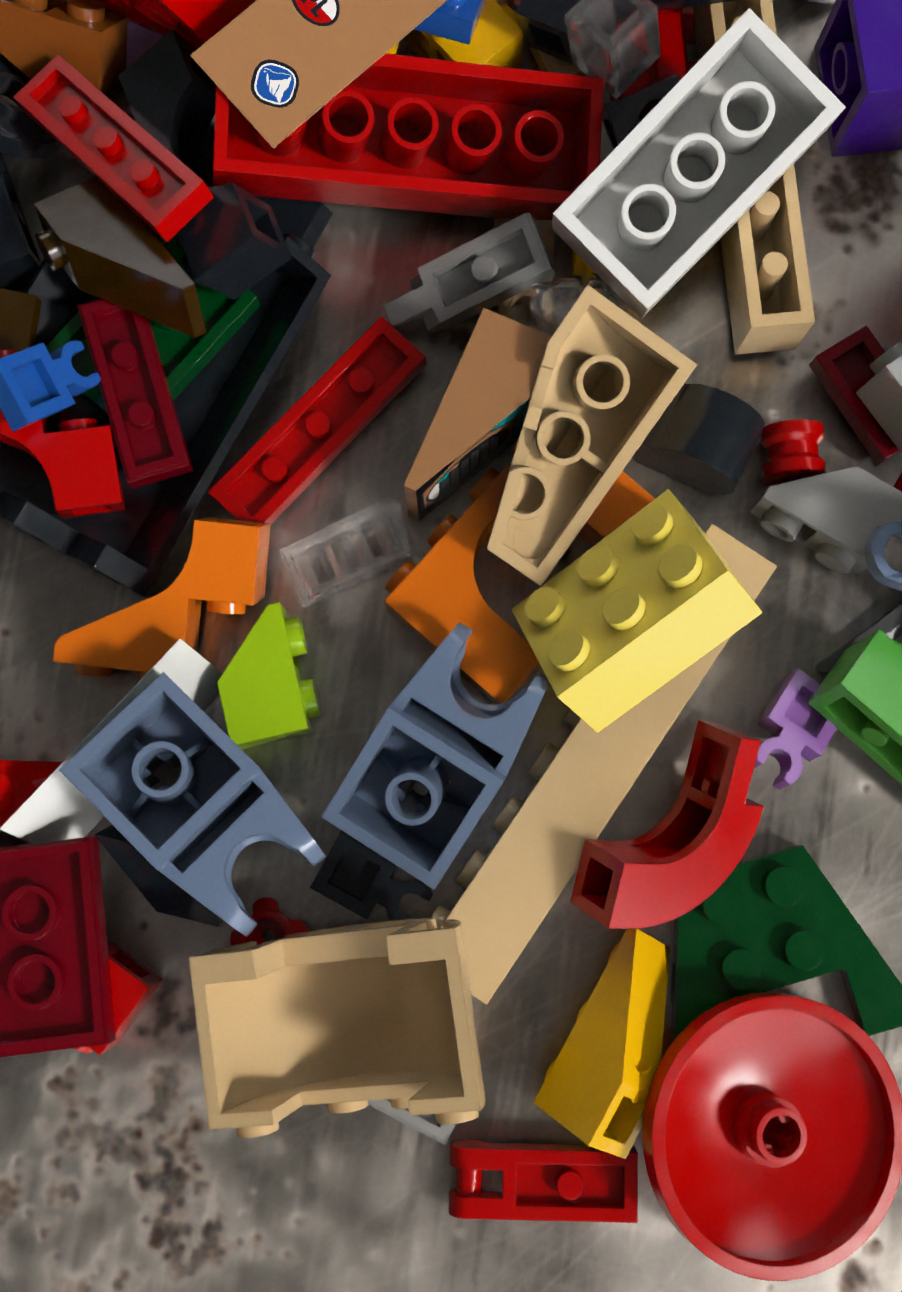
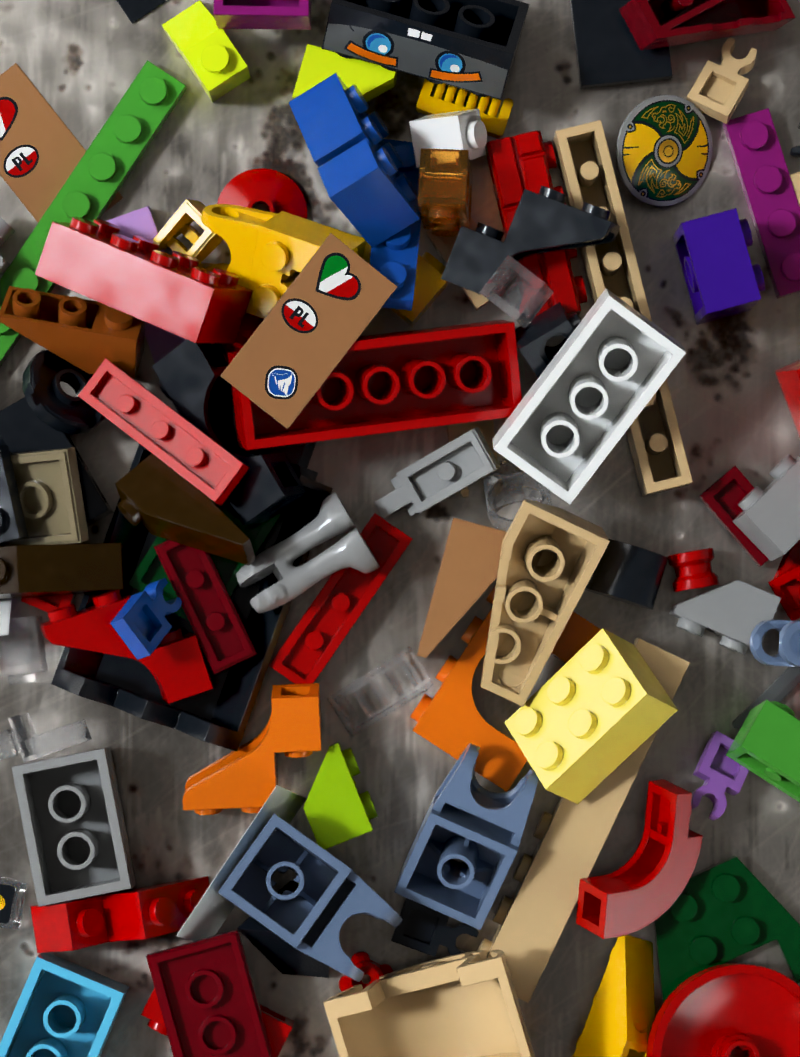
camera: 10 degrees left, 5 degrees up
(232, 363) = (292, 581): none -> light grey piece

